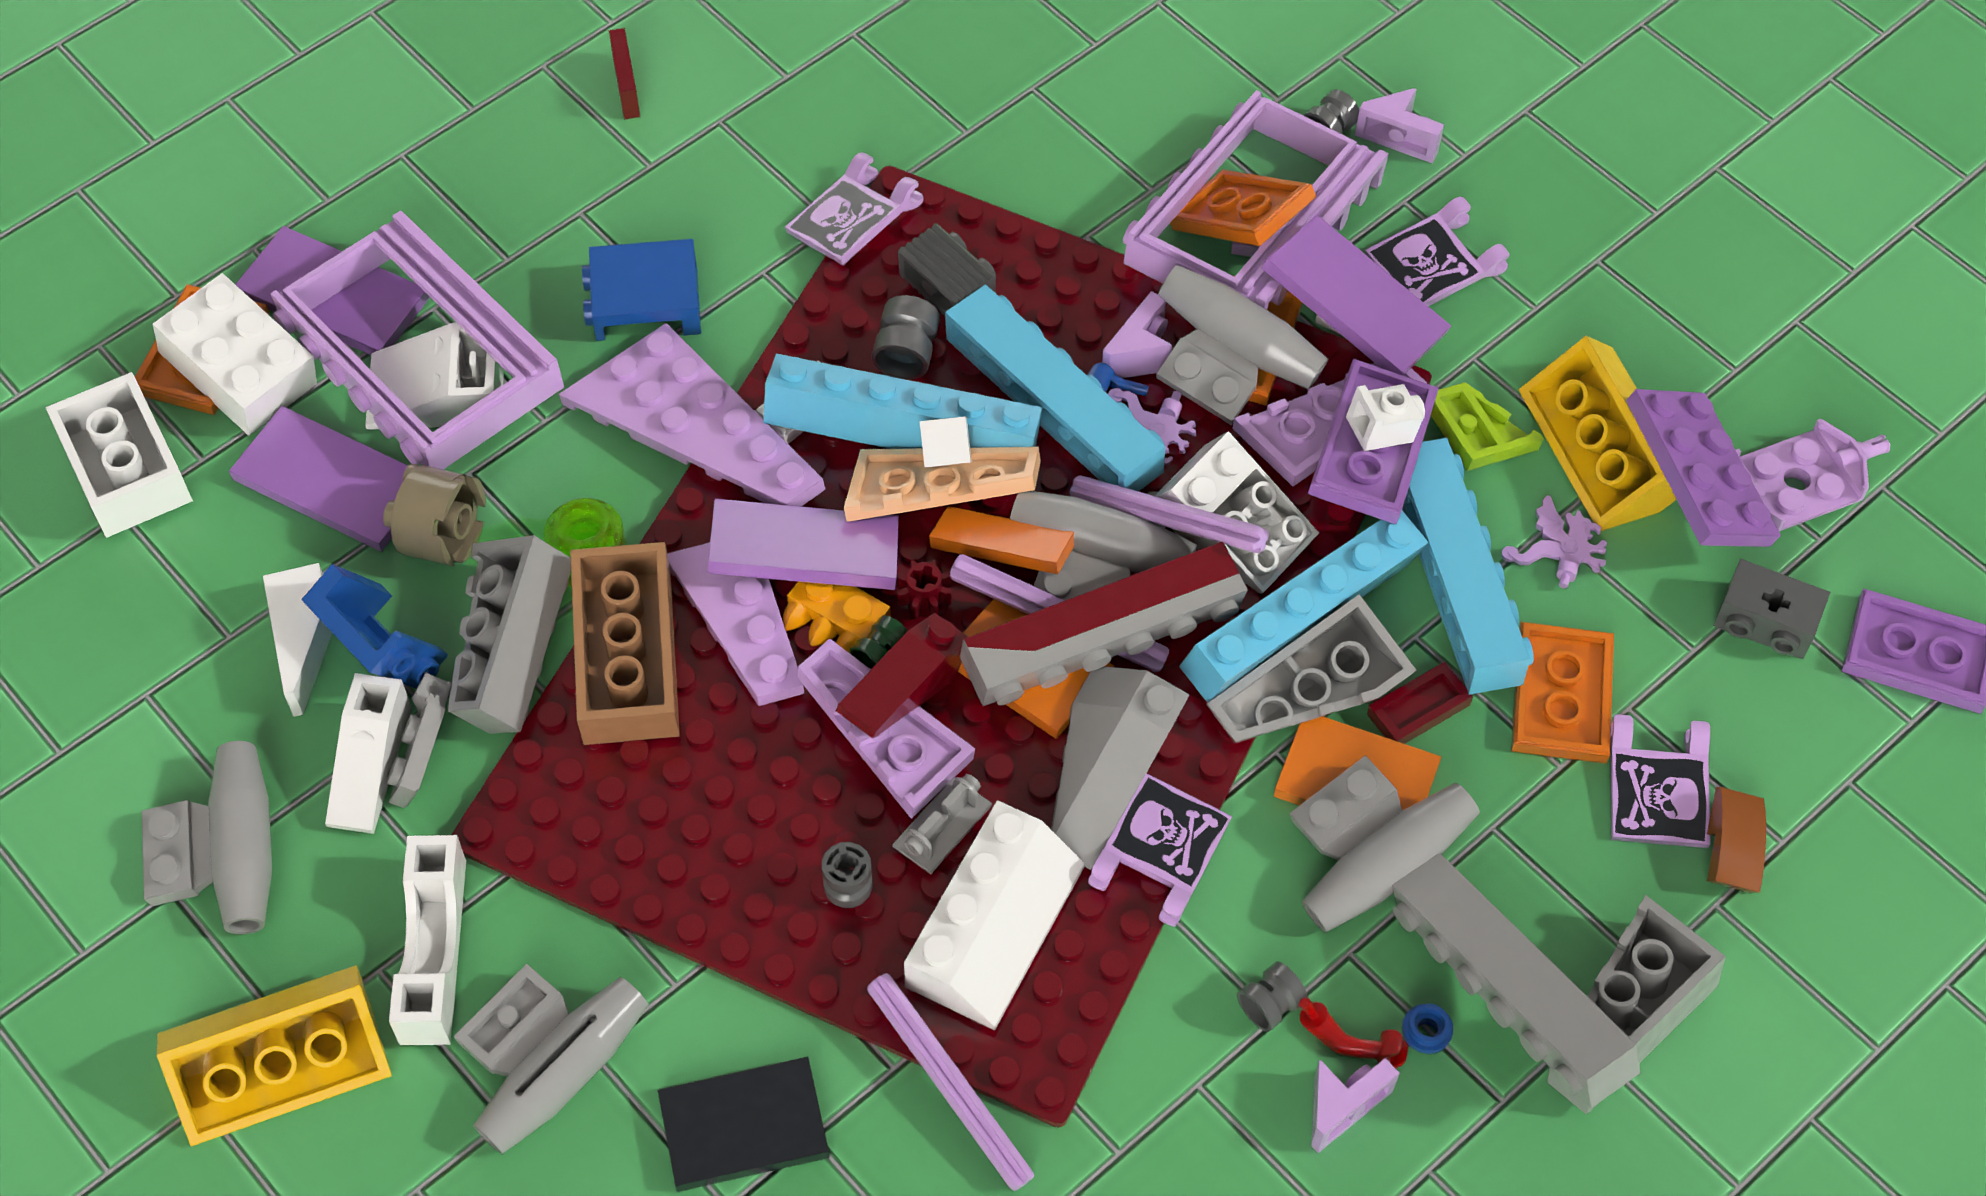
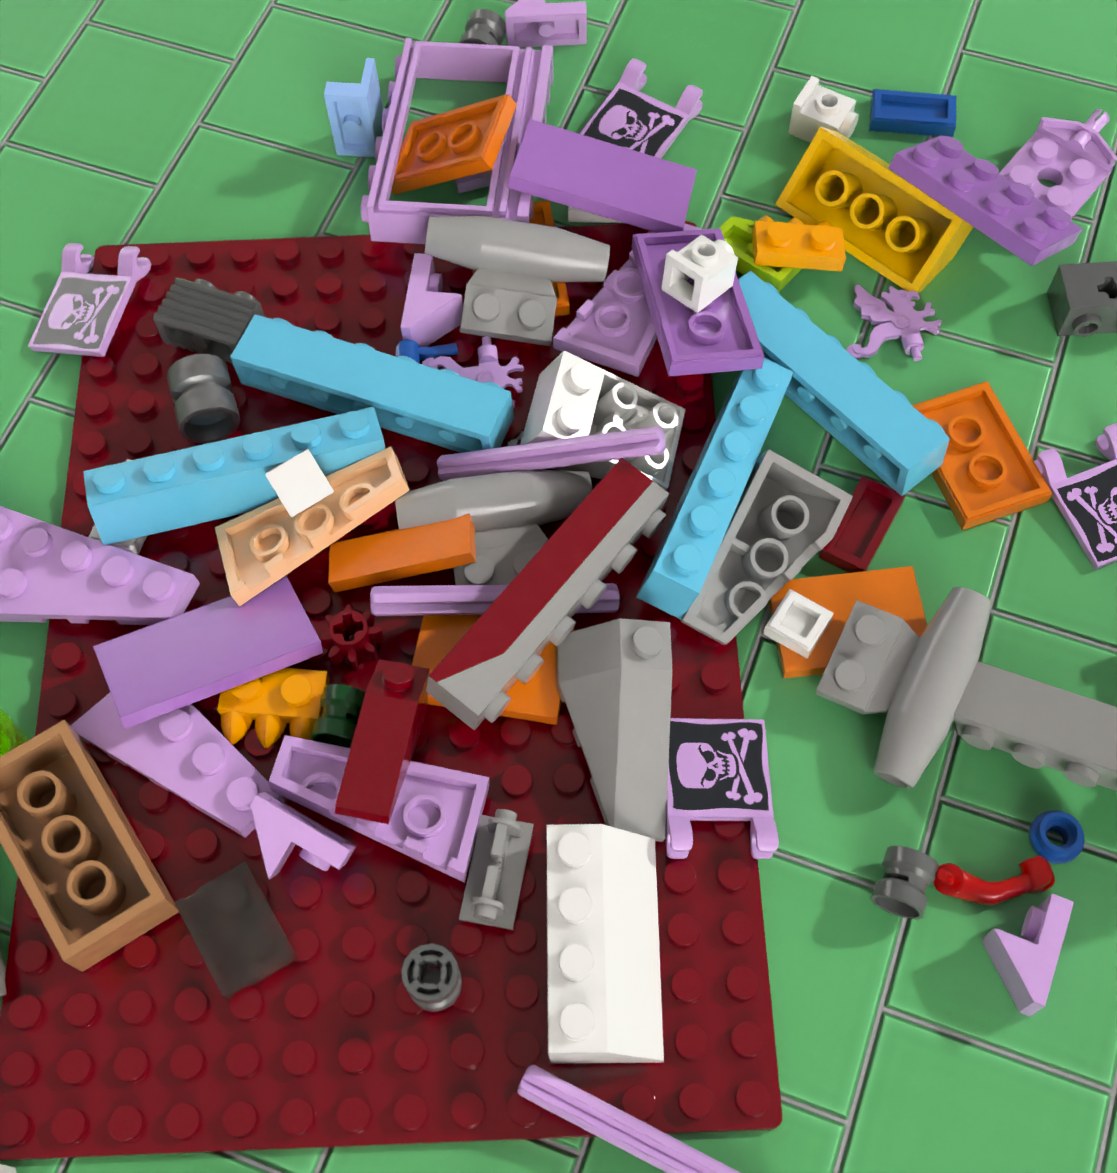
camera: 25 degrees left, 5 degrees up
(716, 770) = (236, 930): none -> clear smoke plate
(790, 710) = (283, 827): none -> lavender slope
(1172, 140) = (355, 113): none -> light blue panel
(1308, 754) = (798, 623): none -> white tile
(1509, 434) = (798, 244): none -> light orange plate
(1612, 323) = (821, 108): none -> white brick
(1706, 361) = (912, 113): none -> blue tile

